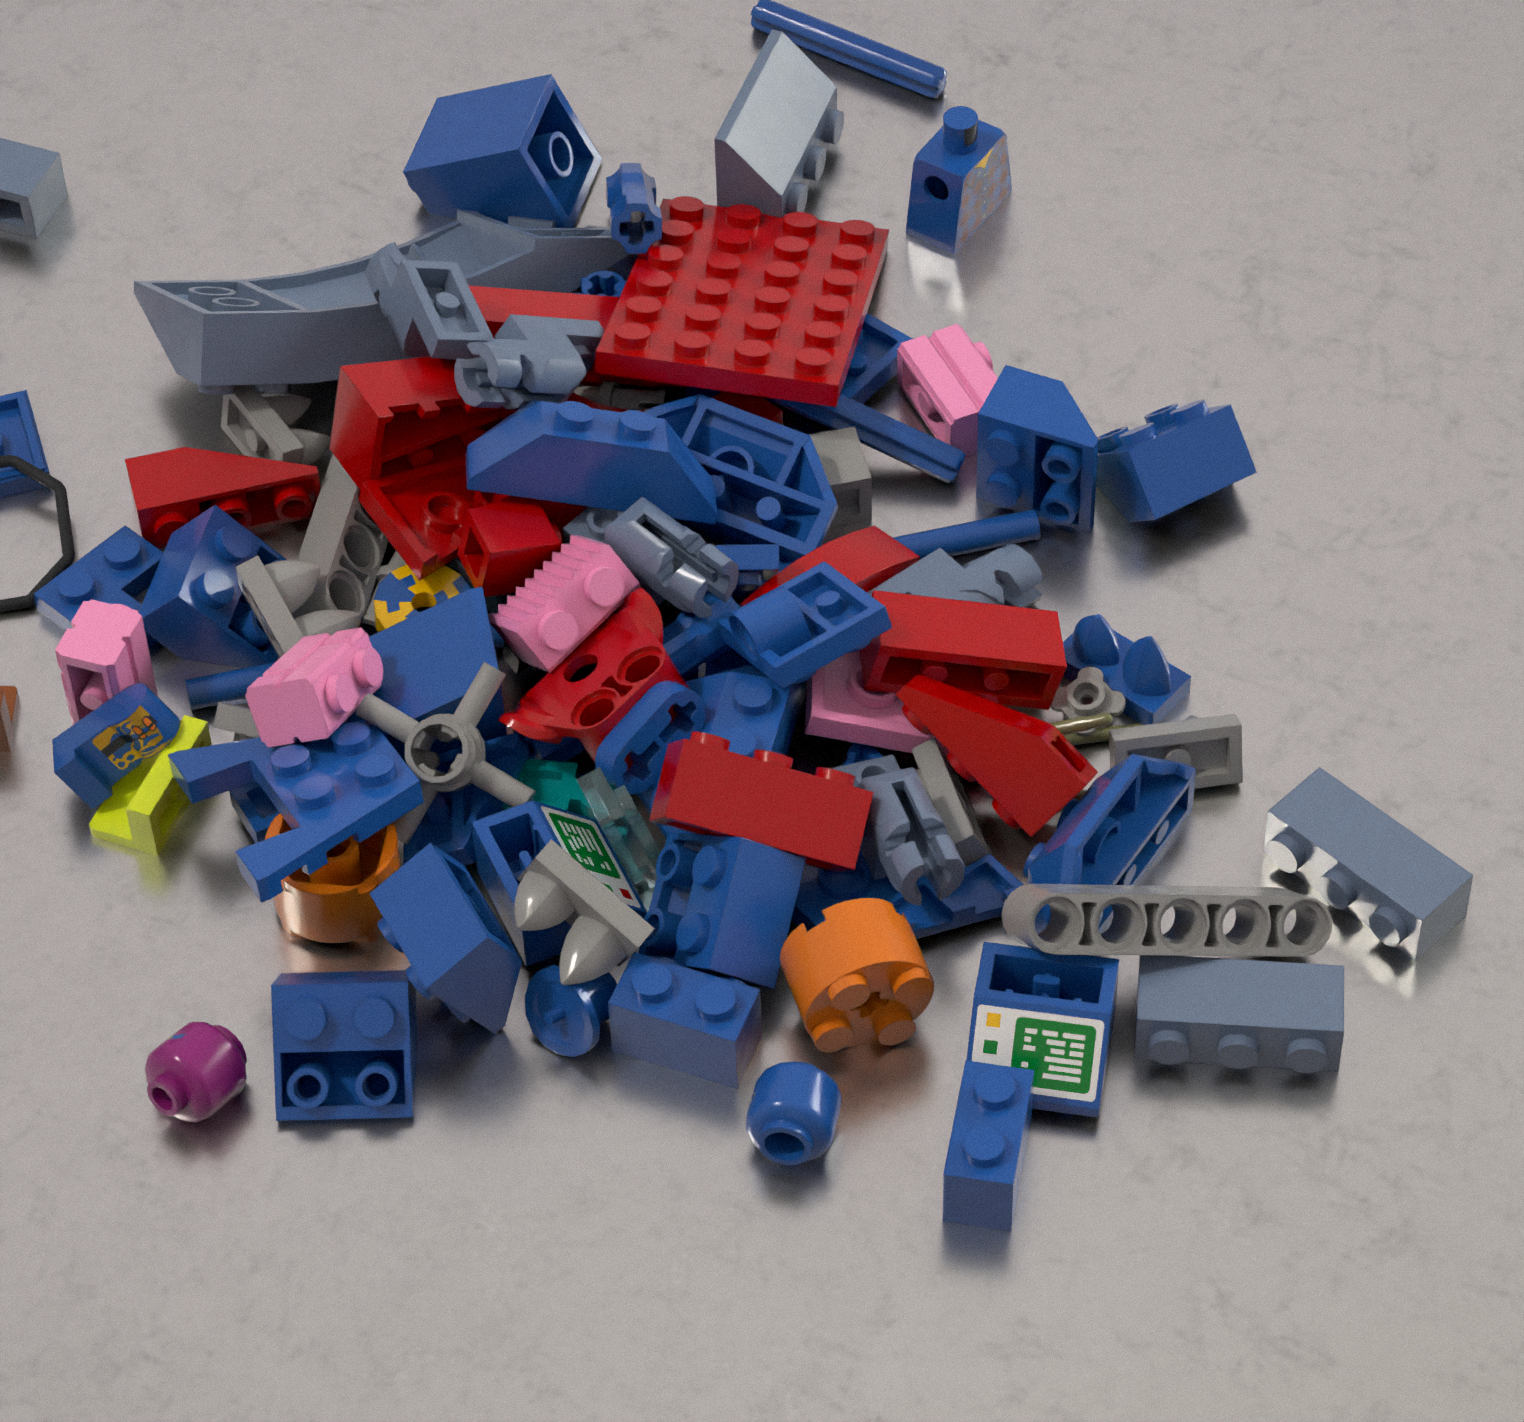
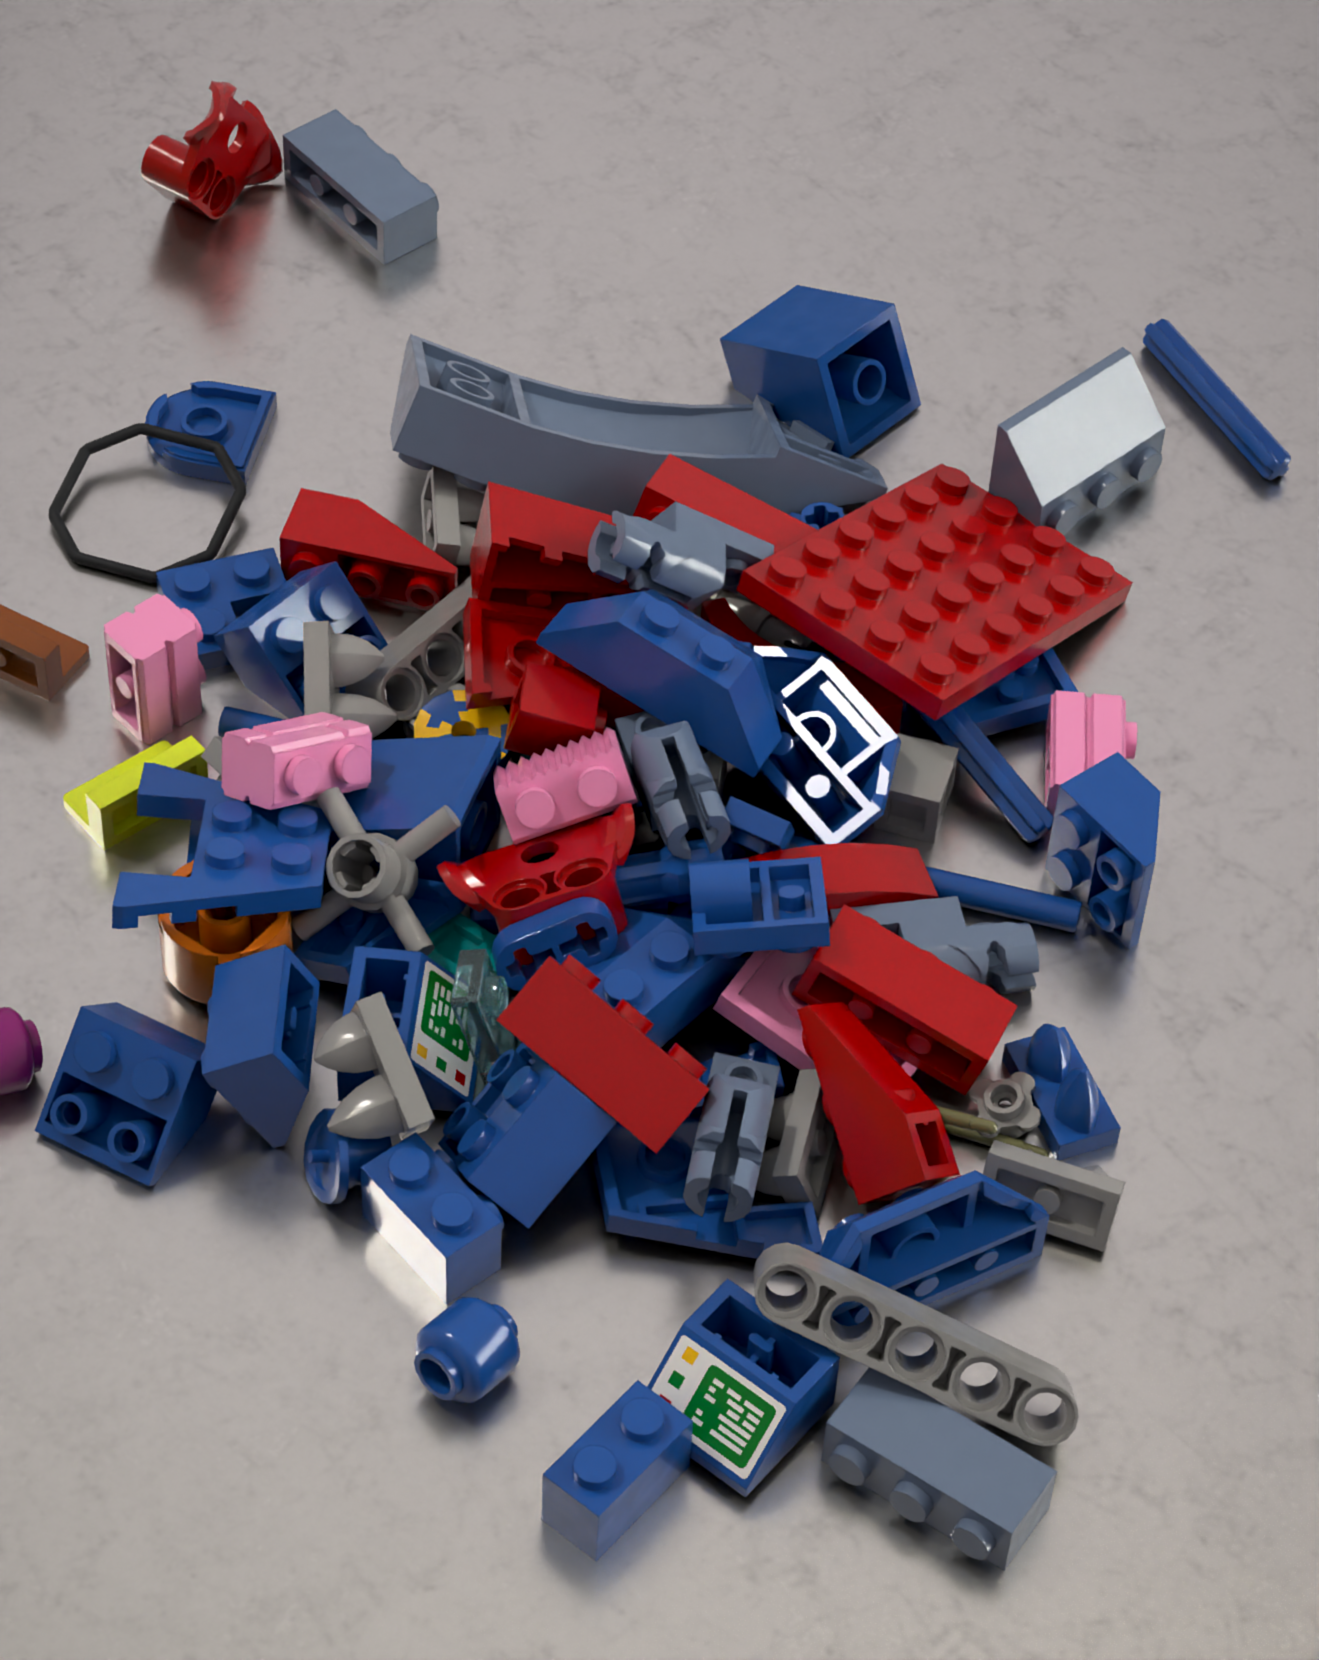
camera: 25 degrees right, 0 degrees up
(113, 742) = (115, 732): blue leg -> none
(426, 304) = (624, 460): sand blue plate -> none
(633, 208) = (896, 459): blue axle -> none
(857, 975) = (602, 1253): orange brick -> none
(958, 180) = (1221, 563): blue torso -> none
(1172, 459) = (1240, 917): blue slope -> none
(1367, 864) = (1159, 1388): sand blue brick -> none

